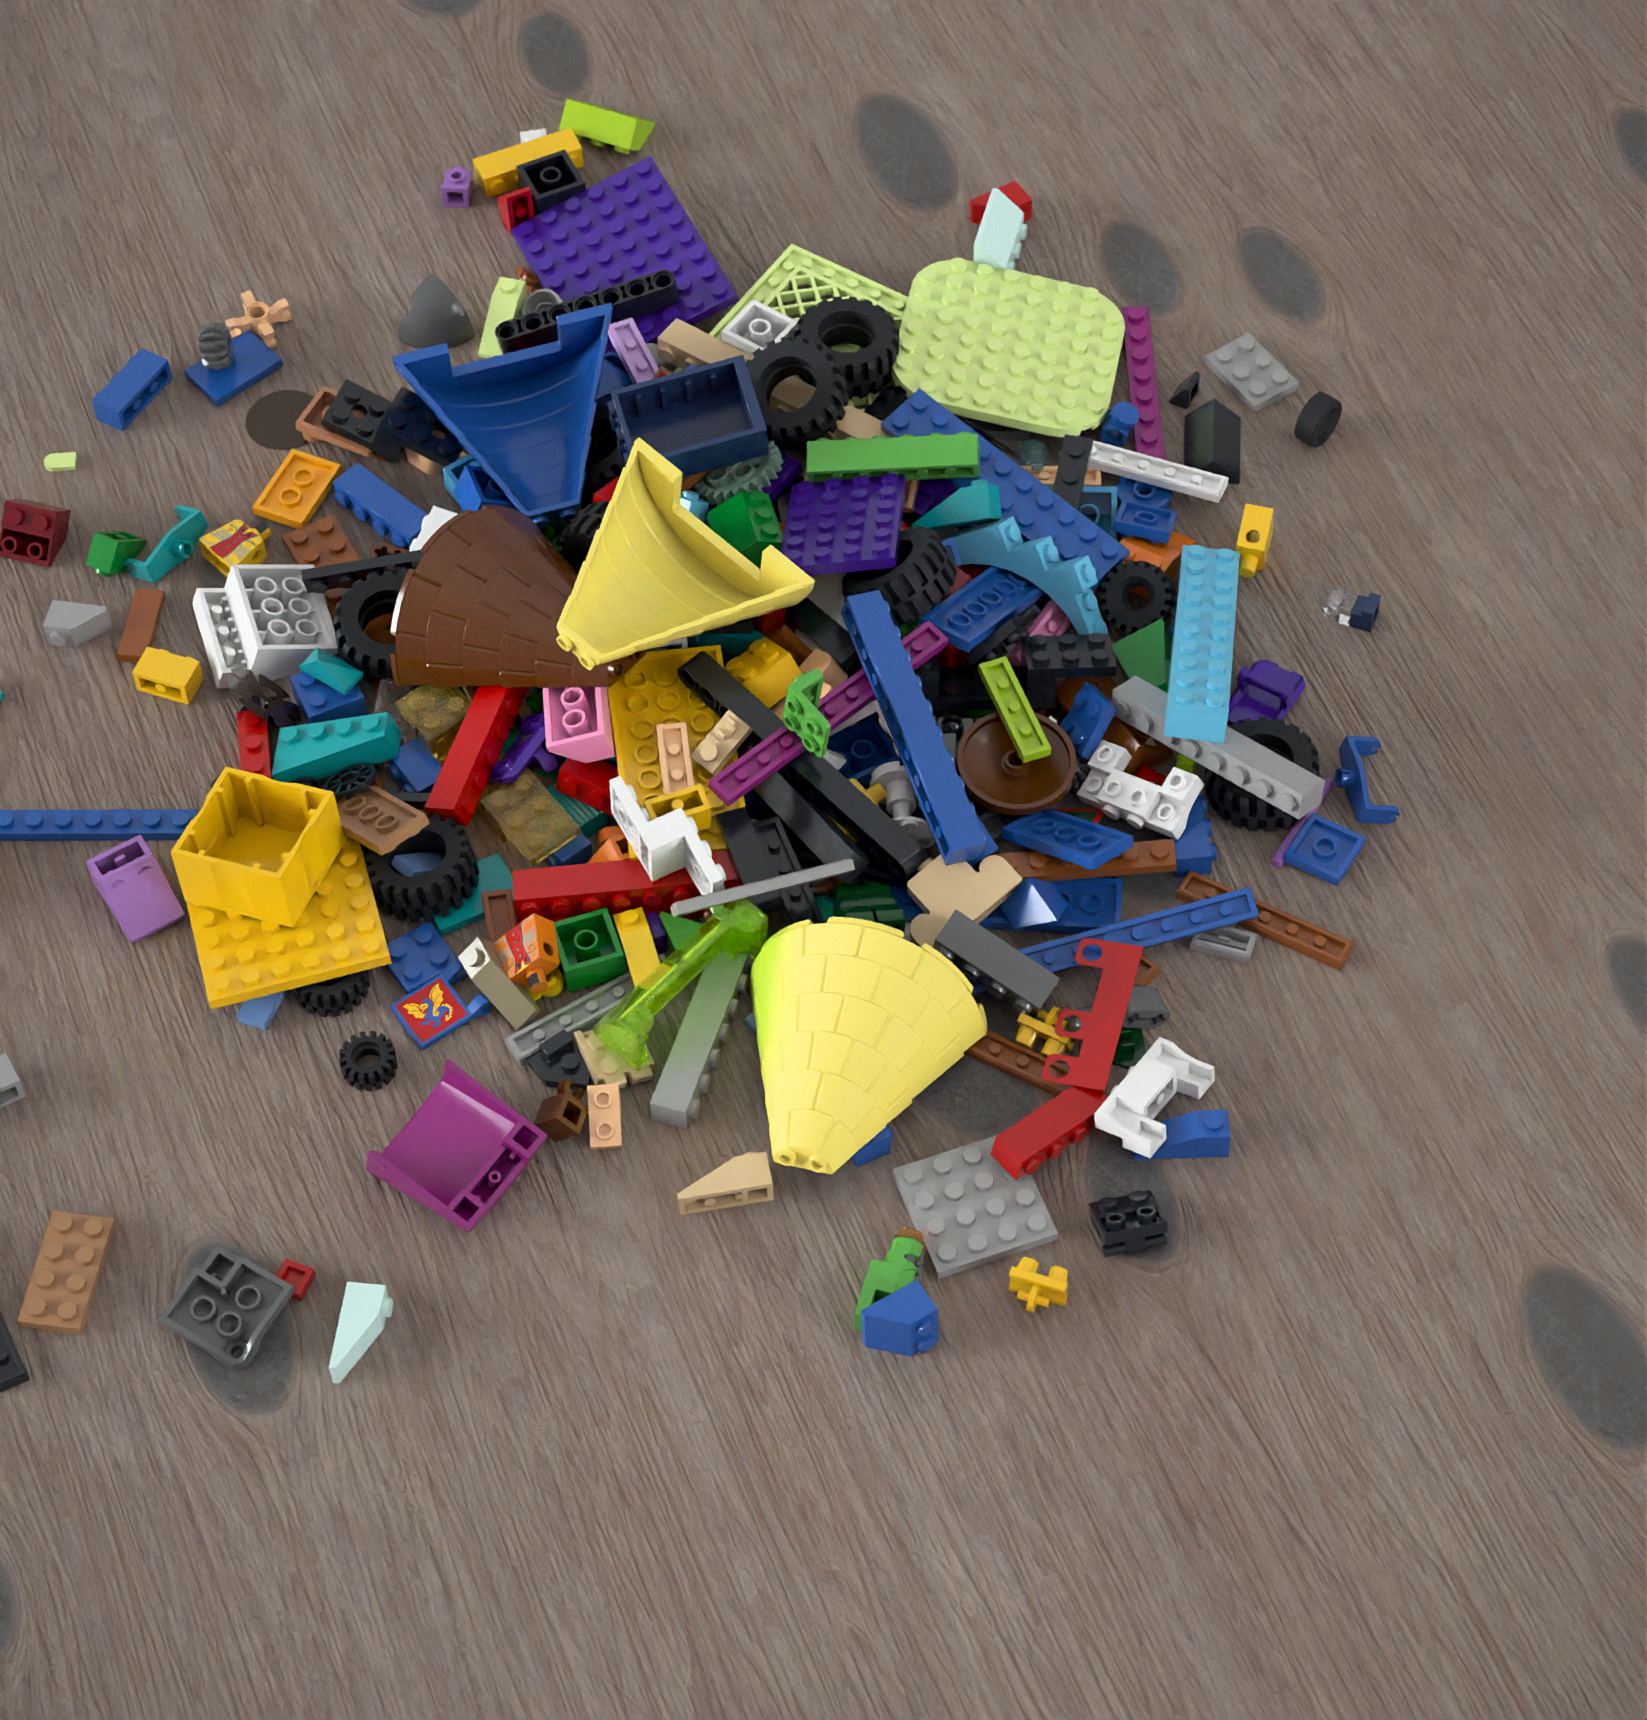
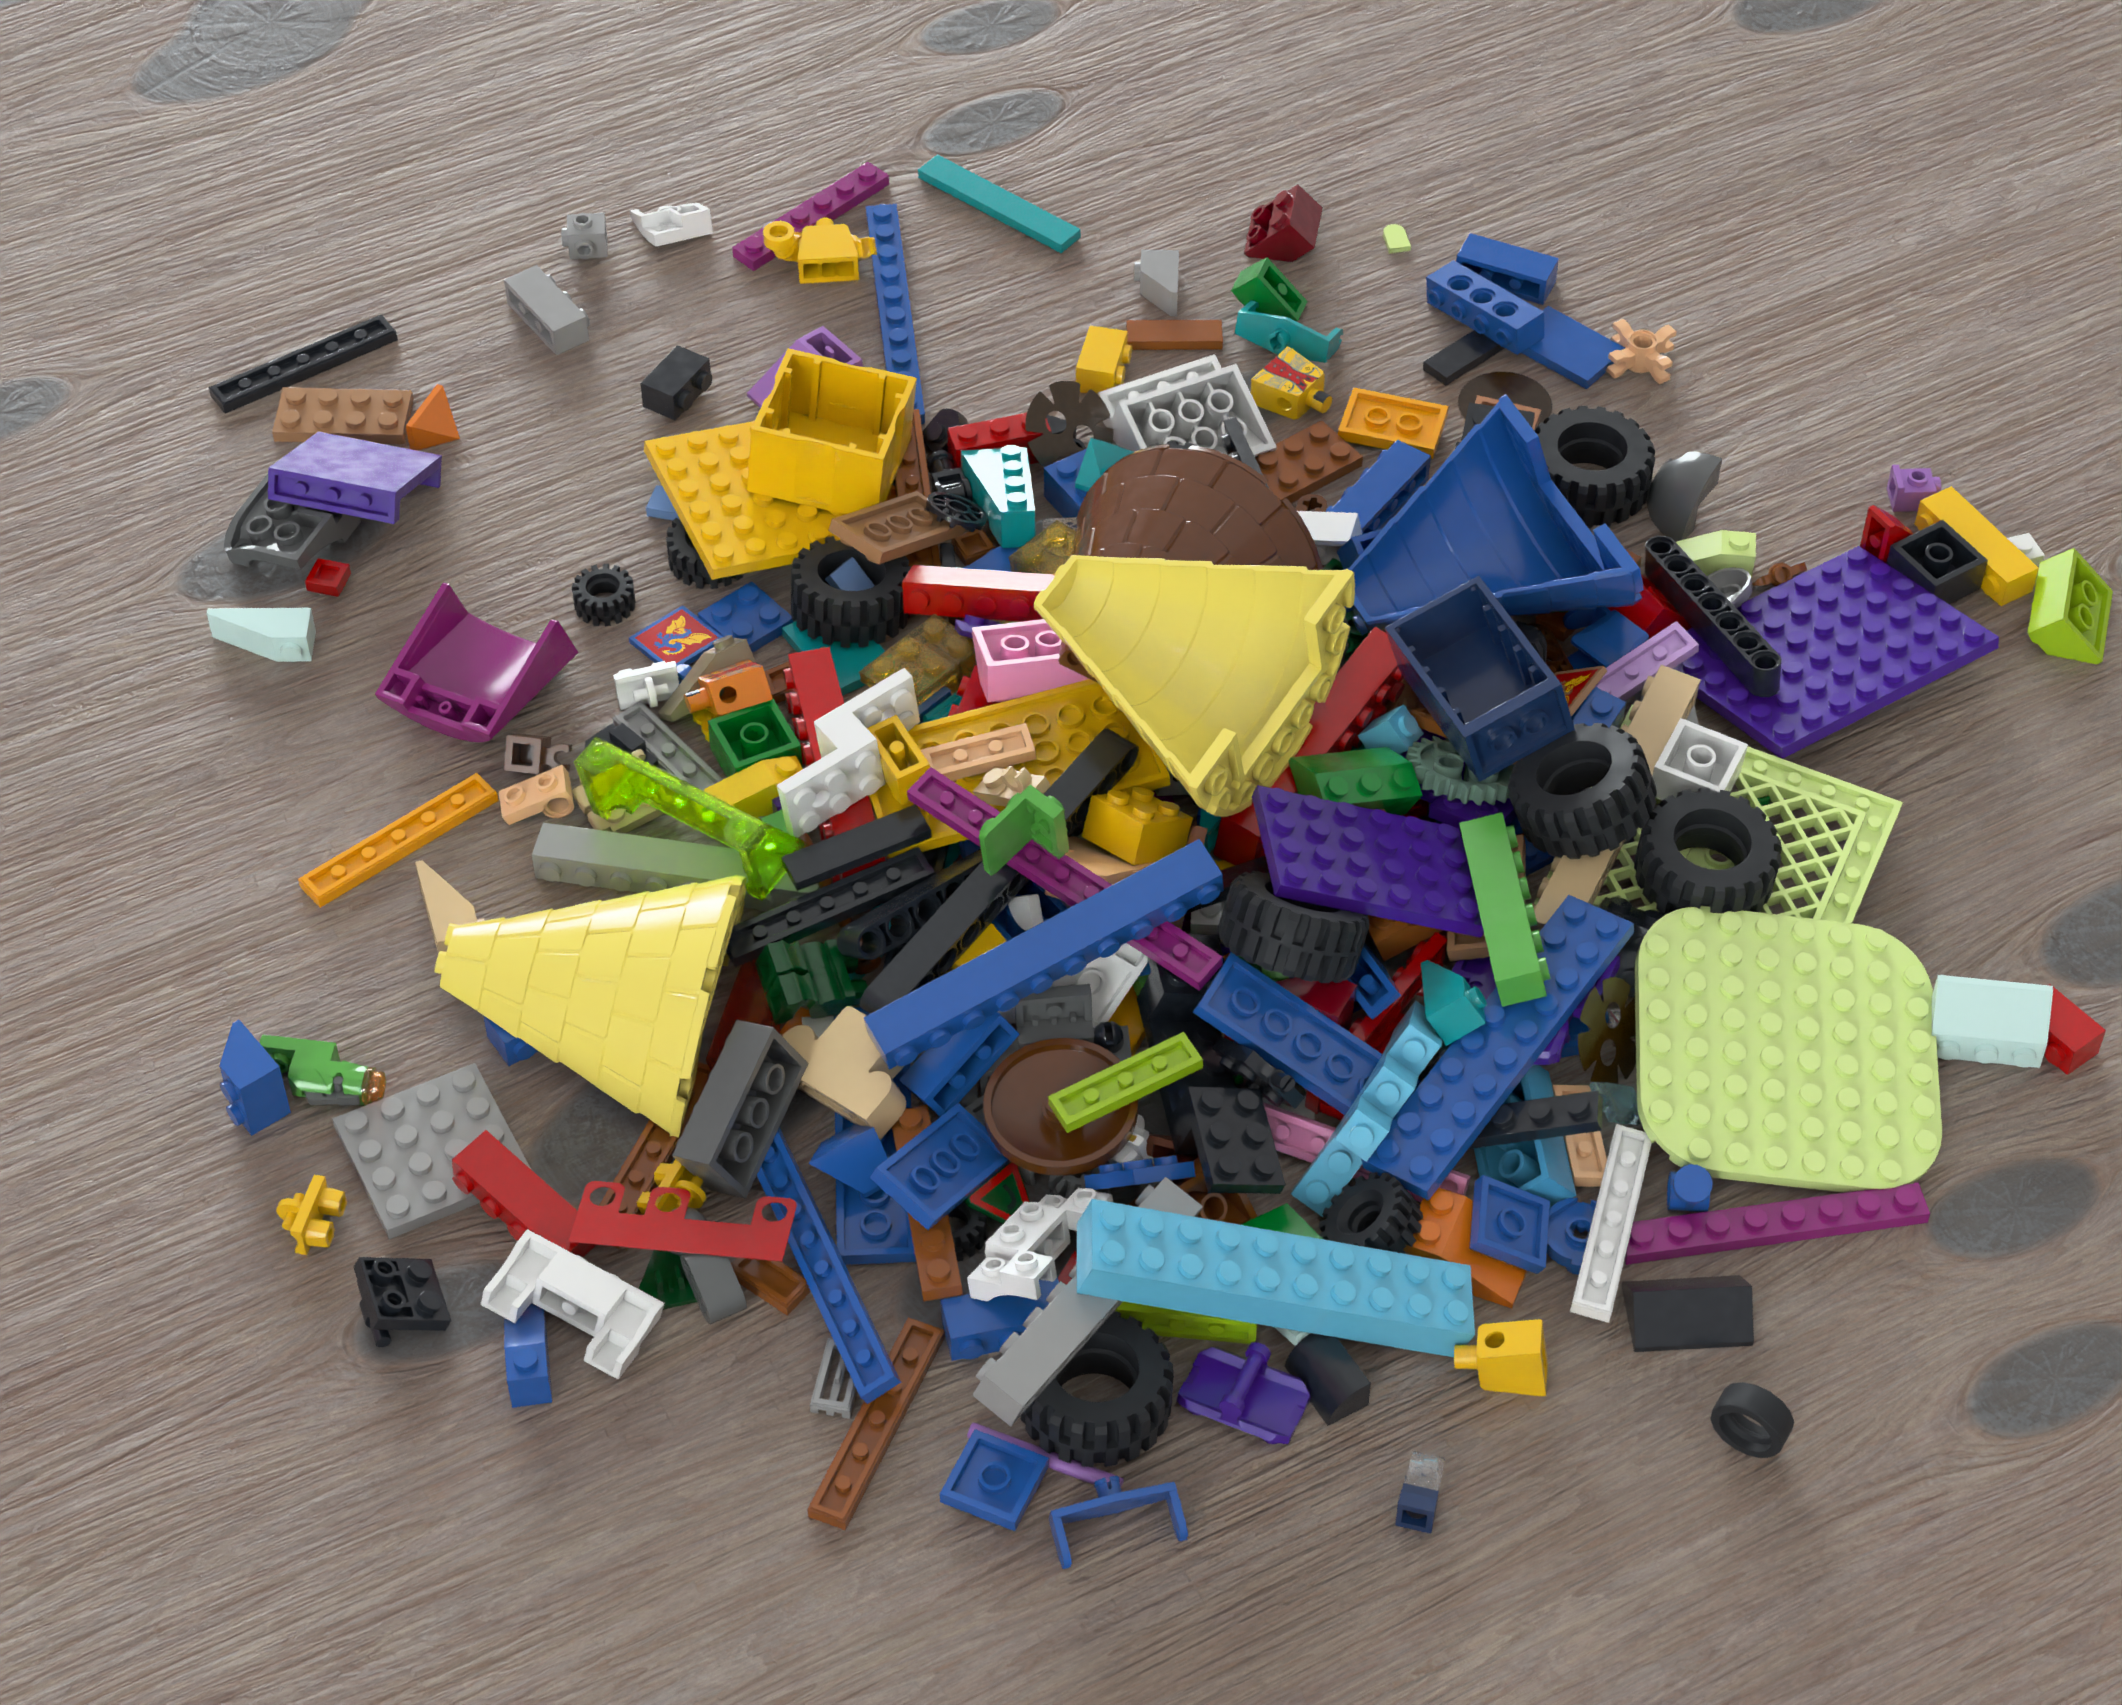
camera: 80 degrees right, 5 degrees down
(100, 1191) = (432, 422): none -> orange slope
(112, 989) = (676, 382): none -> black brick
(182, 406) = (1485, 307): none -> blue brick
(187, 1239) = (351, 476): none -> panel
(215, 345) = (1573, 311): dark grey gear -> none
(221, 432) = (1461, 357): none -> black tile
(373, 348) = (1601, 440): none -> black tyre
(493, 1027) = (646, 684): none -> white hips
(628, 1228) = (398, 840): none -> light orange tile
(762, 887) = (791, 844): light grey tile -> none
(1186, 391) = (1781, 1272): black slope -> none
(1251, 372) = (1843, 1349): light grey plate -> none
(1257, 642) = (1330, 1377): none -> black brick

